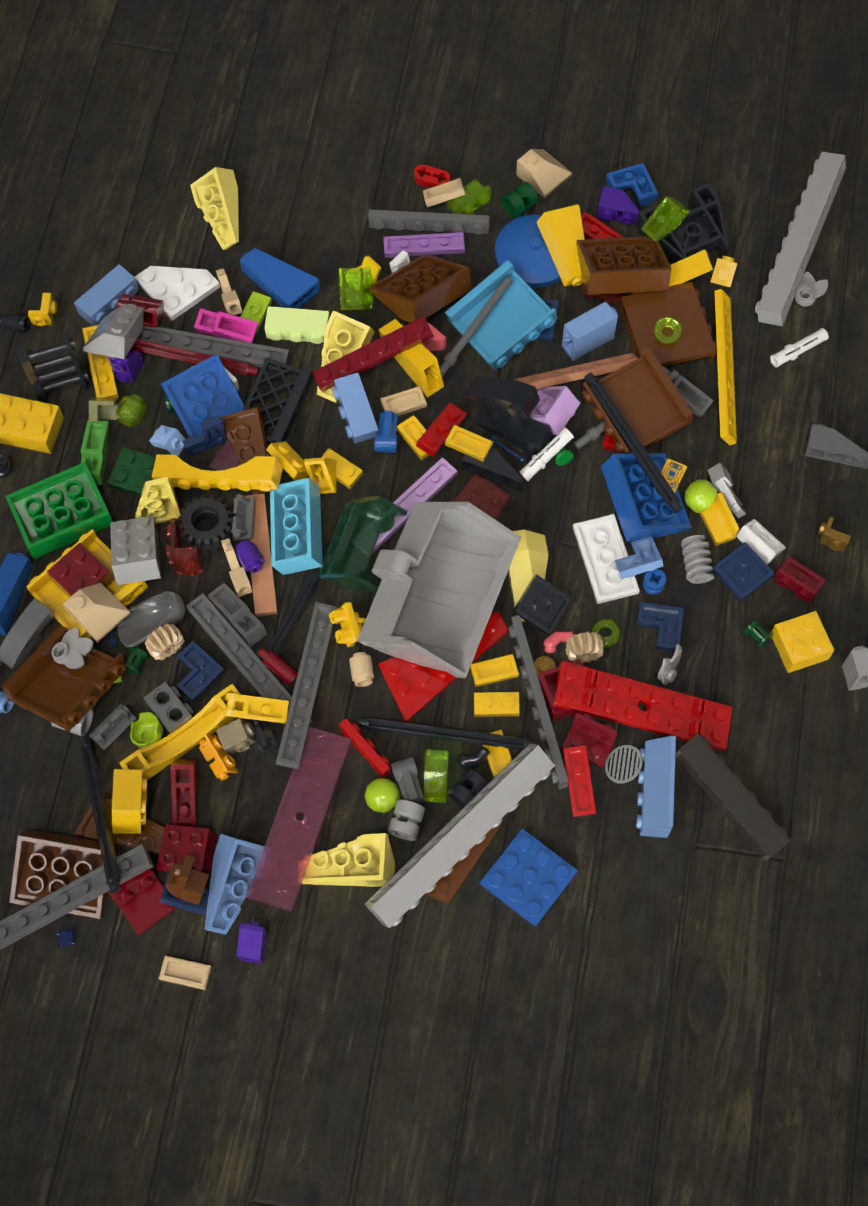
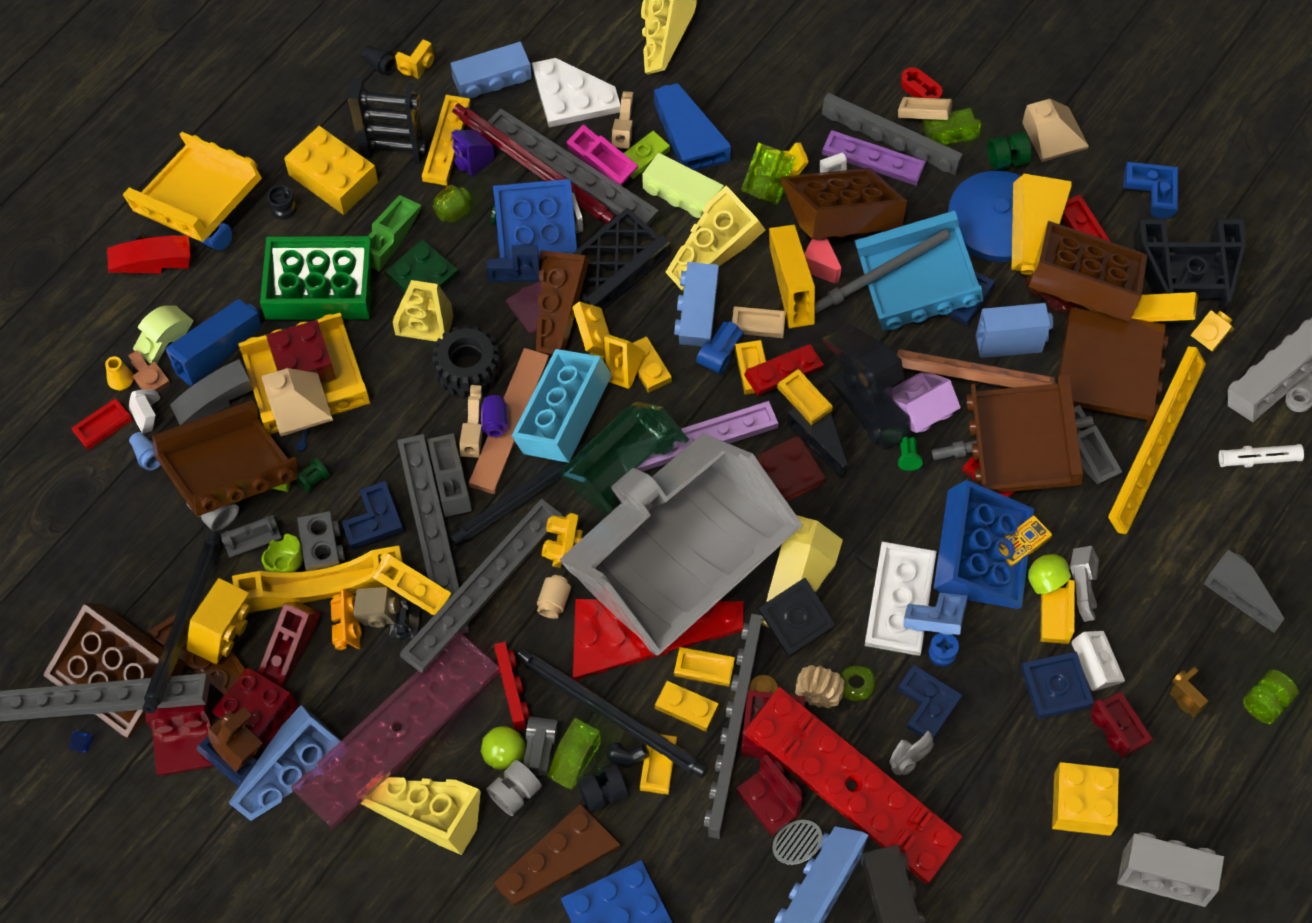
camera: 25 degrees right, 5 degrees down
(72, 649) = (249, 431): light grey plate -> none
(102, 409) = (420, 188): olive panel -> none
(117, 332) = (477, 112): light grey slope -> none
(135, 550) = (373, 354): light grey brick -> none
(149, 615) = (353, 435): dark grey hair -> none
(152, 308) = (517, 100): dark red brick -> none
(164, 641) = (353, 468): tan gear -> none
(168, 439) = (475, 253): light blue bracket -> none
(184, 560) = (420, 387): clear red bracket -> none
(185, 972) = (185, 841): tan tile -> none
(244, 515) = (505, 378): dark grey hinge -> none
(252, 942) = (271, 841): dark purple slope -> none
(257, 473) = (545, 327): yellow arch -> none
(278, 665) = (462, 549): dark red cylinder -> none
(374, 353) = (749, 251): dark red plate -> none
(460, 835) = (563, 831): light grey brick -> none
(522, 459) = (840, 409): dark blue hinge -> none
(538, 461) = (893, 447): white pin -> none
(554, 639) = (791, 662): coral arm -> none
(579, 781) = (734, 837): red plate -> none
(617, 206) = (1119, 203): dark purple slope -> none
(633, 443) = (997, 479): black piece -> none
(665, 218) = (1166, 238): clear neon green slope -> none
(667, 322) = (1105, 357): clear neon green piece -> none
(695, 559) = (1006, 646): light grey piece -> none
(758, 633) = (1038, 775): dark green bush -> none

